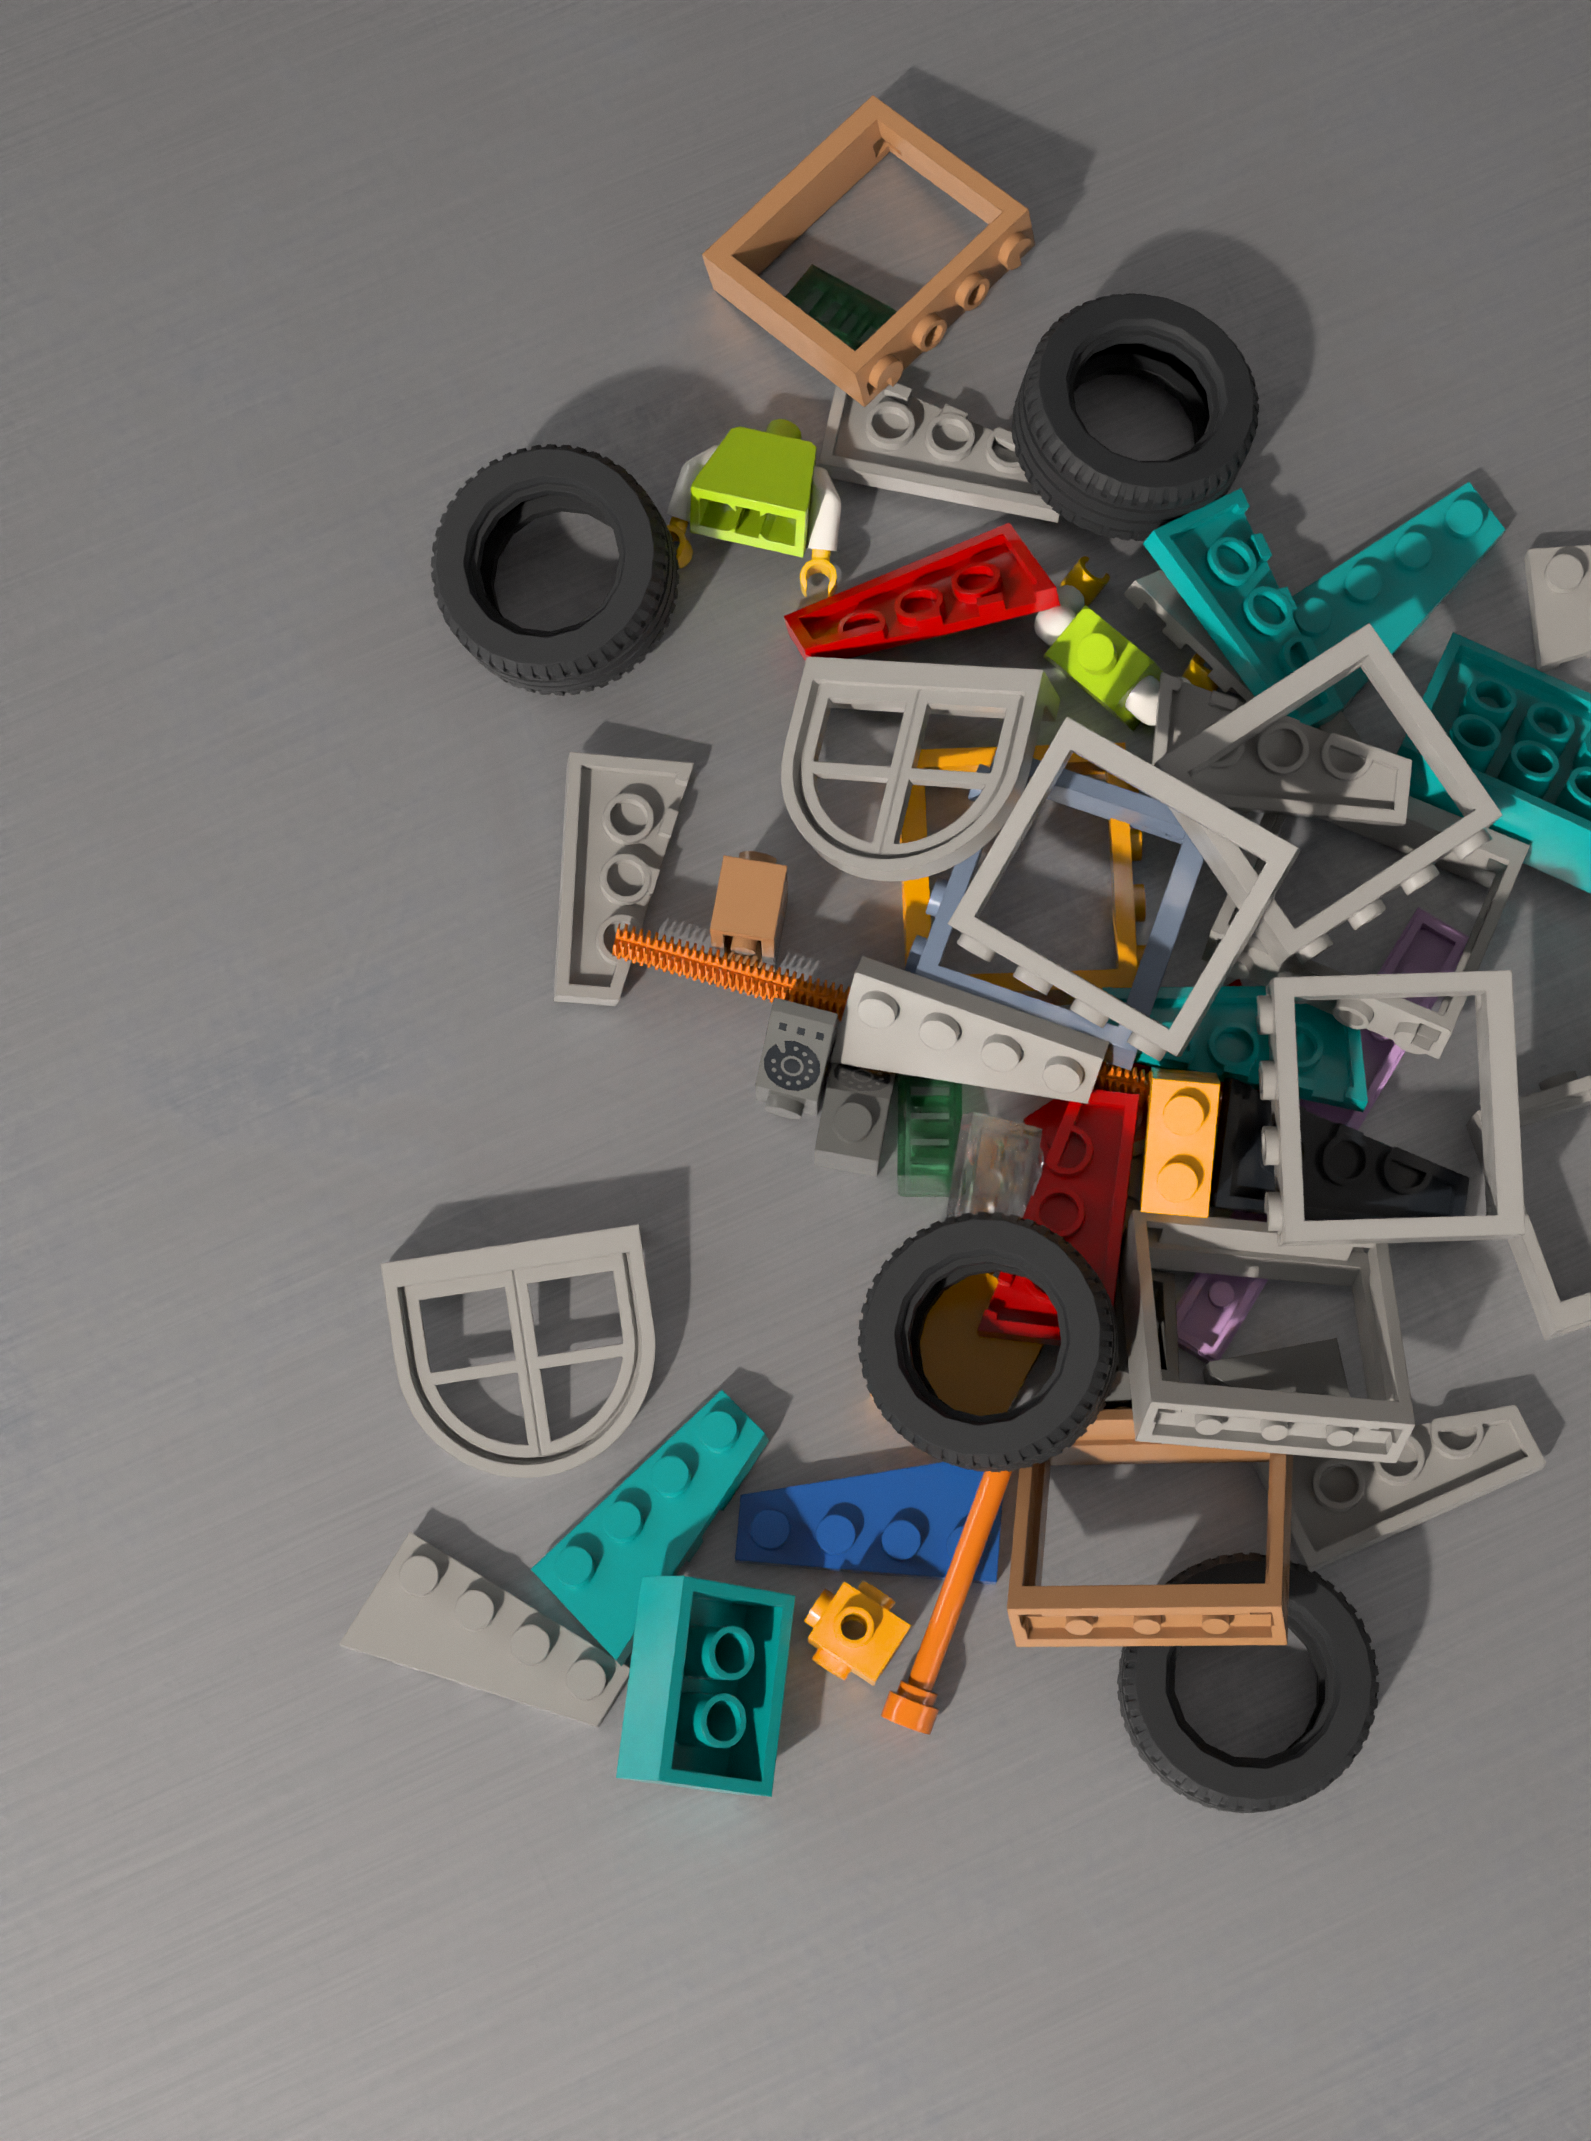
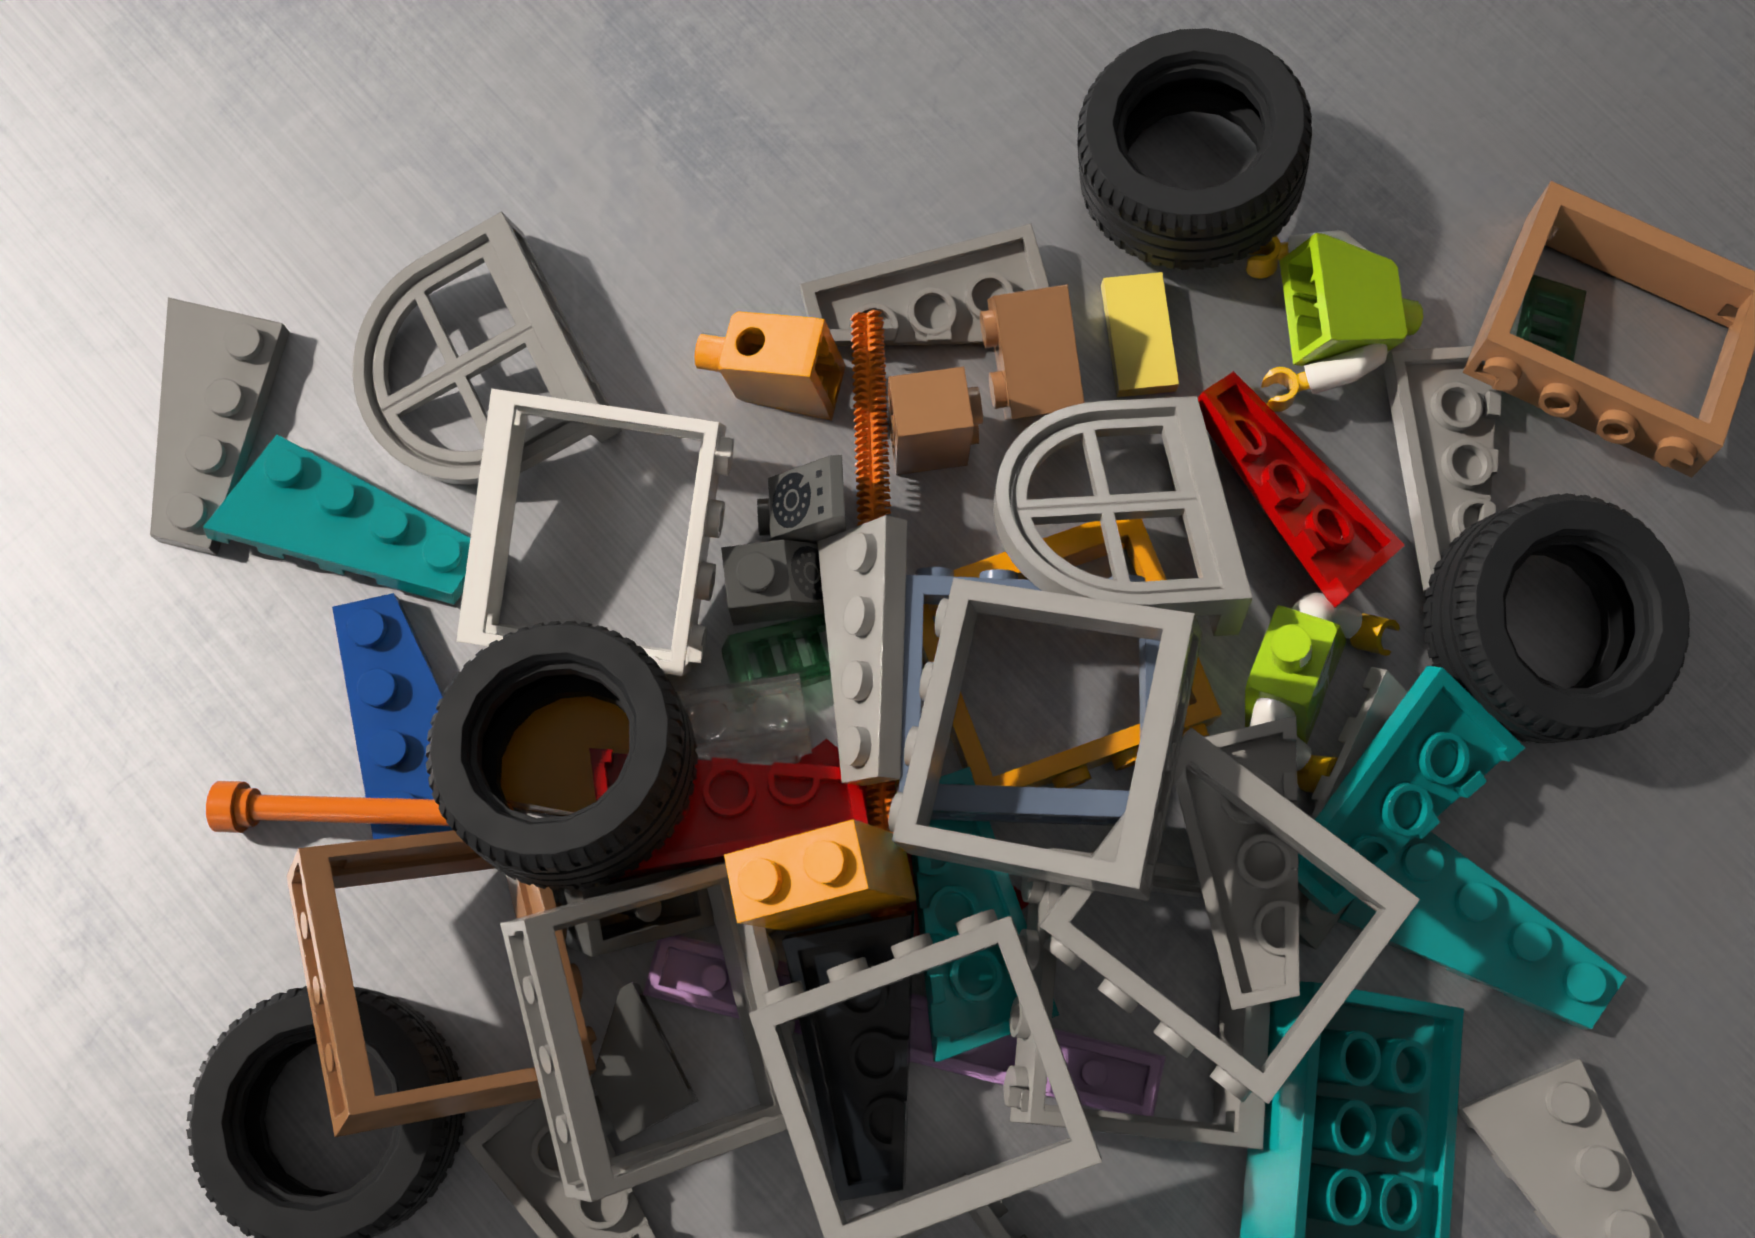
camera: 70 degrees right, 0 degrees up
(637, 1019) = (777, 362): none -> light orange torso
(706, 1685) = (190, 610): teal brick -> none
(708, 794) = (1032, 352): none -> medium nougat brick
(712, 691) = (1139, 334): none -> light yellow tile
(781, 1160) = (497, 502): none -> white window
(864, 1656) = (286, 732): light orange brick -> none

